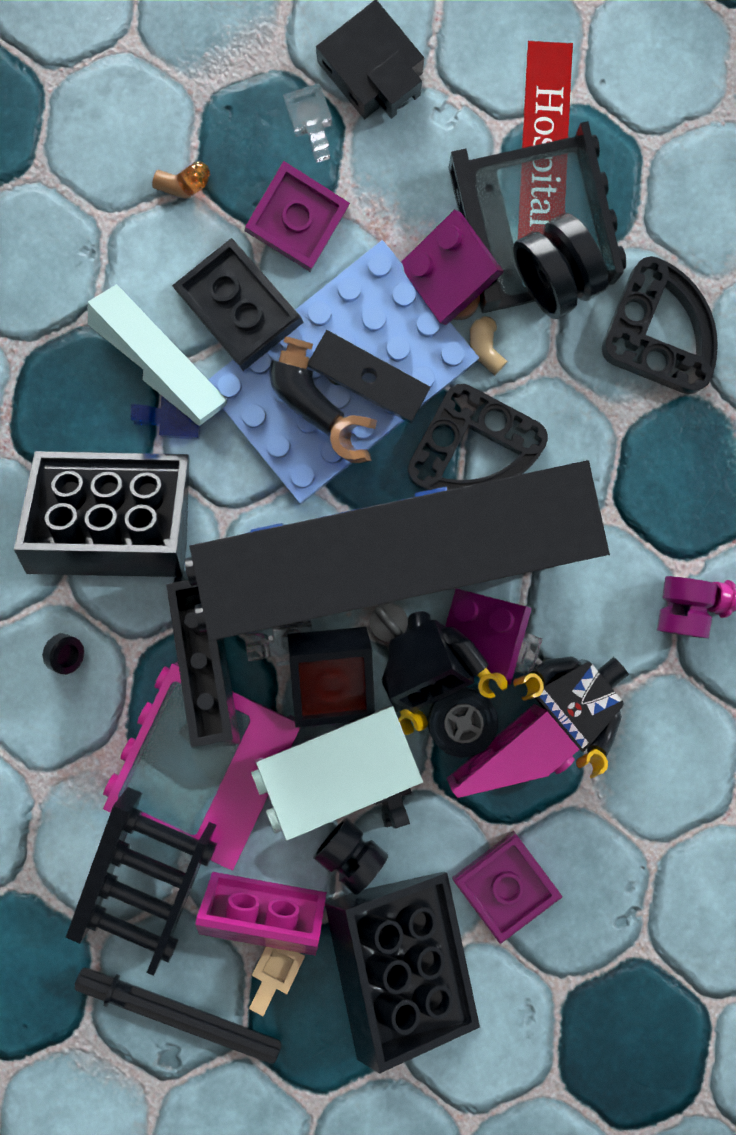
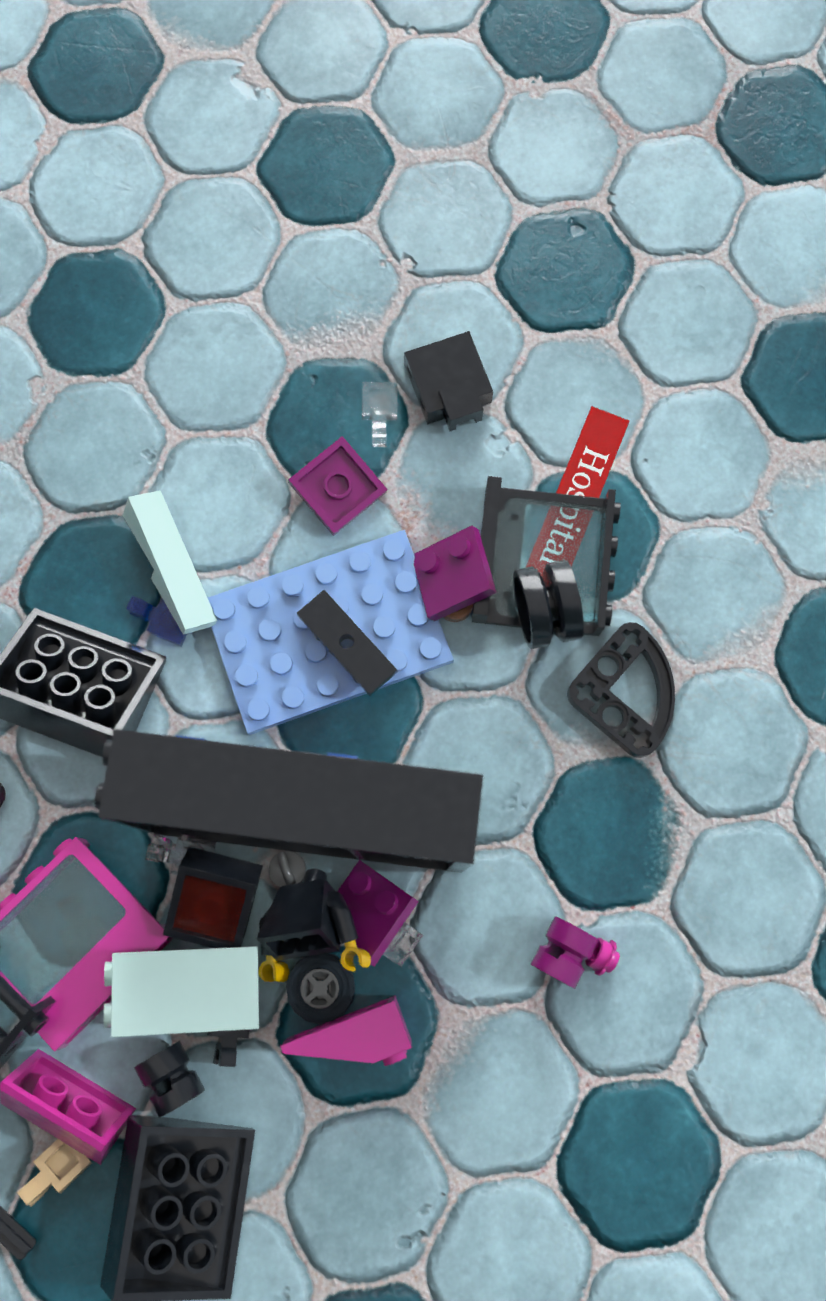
camera: 20 degrees right, 10 degrees down
(185, 183) = (252, 426): arm -> none
(202, 673) = (94, 866): black hinge -> none
(237, 304) = (258, 542): black tile -> none
(297, 390) = (278, 631): piece -> none
(459, 422) = (416, 712): black beam -> none
(482, 343) = (460, 648): tan arm -> none
(507, 887) = (306, 1165): magenta tile -> none
(580, 703) = (434, 1008): torso -> none

